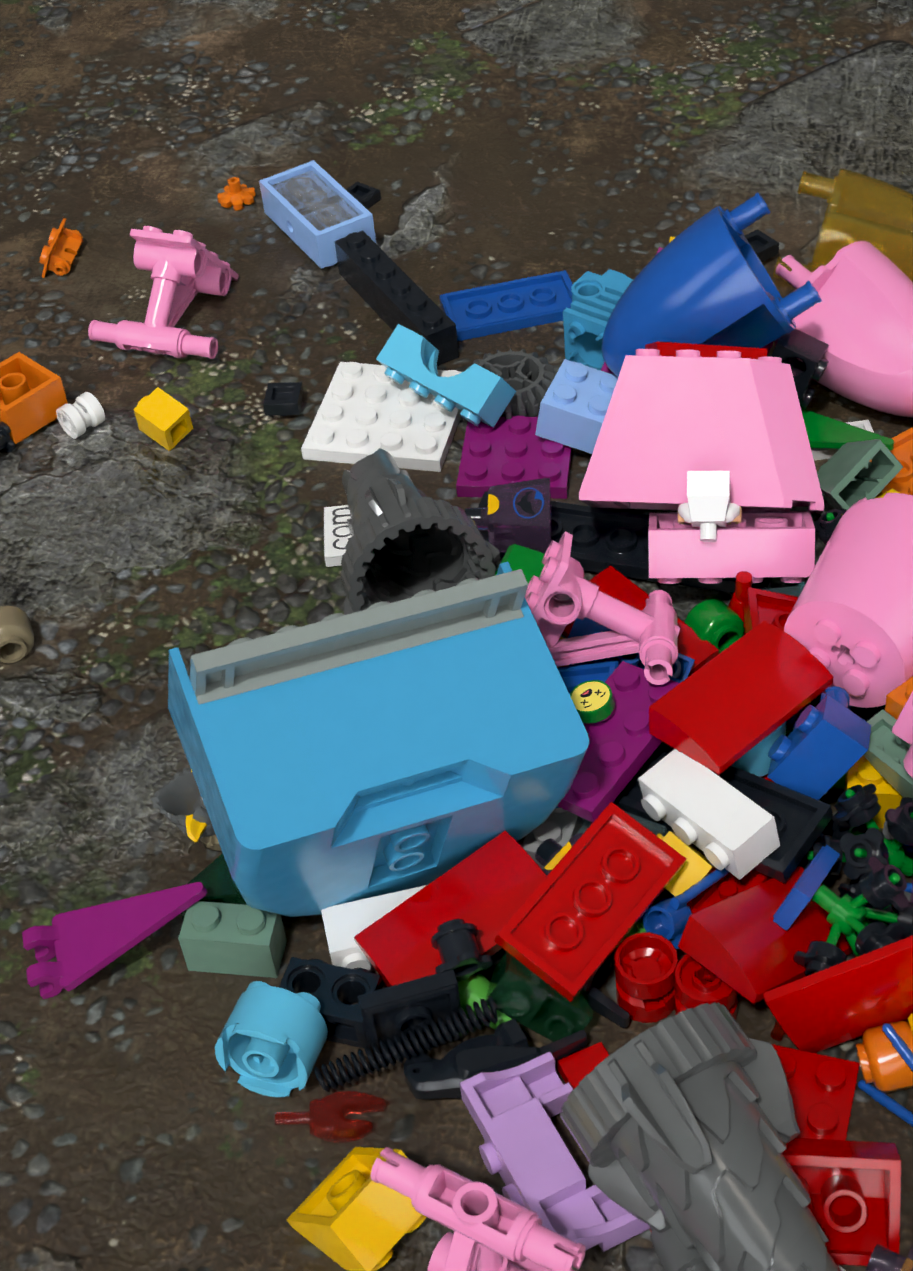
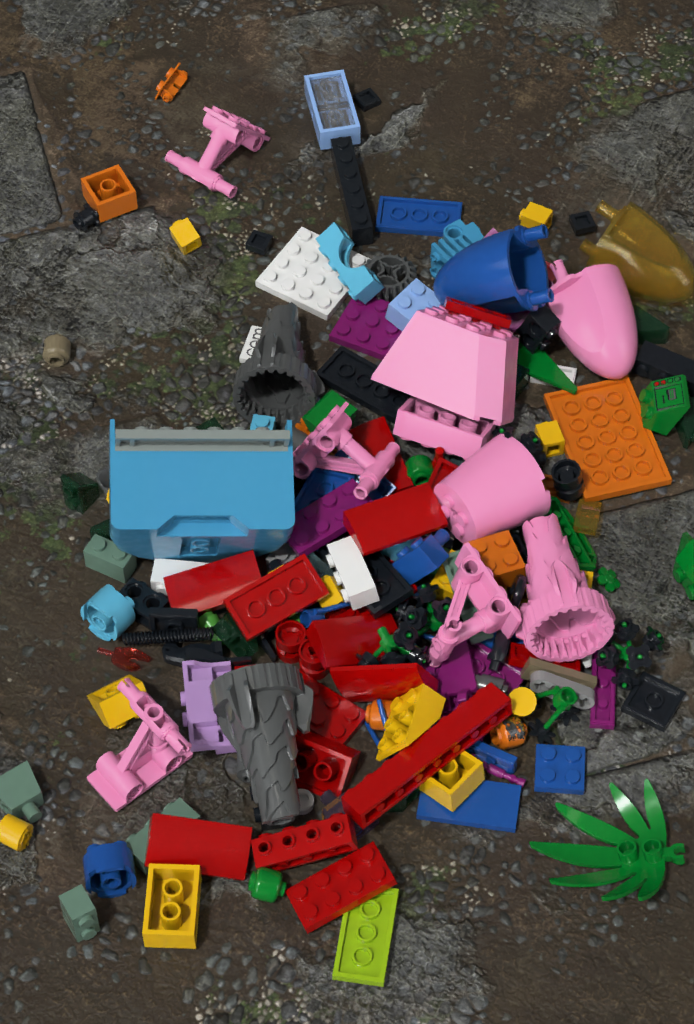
camera: 15 degrees right, 10 degrees up
(80, 415) = (141, 216): white wheel -> none
(99, 934) = (48, 535): magenta flag -> none
(129, 841) = (79, 491): none -> clear green slope
(236, 194) = (293, 72): orange plant -> none
(459, 949) = (205, 600): black brick -> none
(517, 515) = (347, 370): clear purple torso -> none
(593, 700) = (324, 496): tile -> none
(709, 503) = (432, 406): white piece -> none
(805, 887) = (385, 620): blue tile -> none
(851, 476) = (536, 408): sand green torso -> none

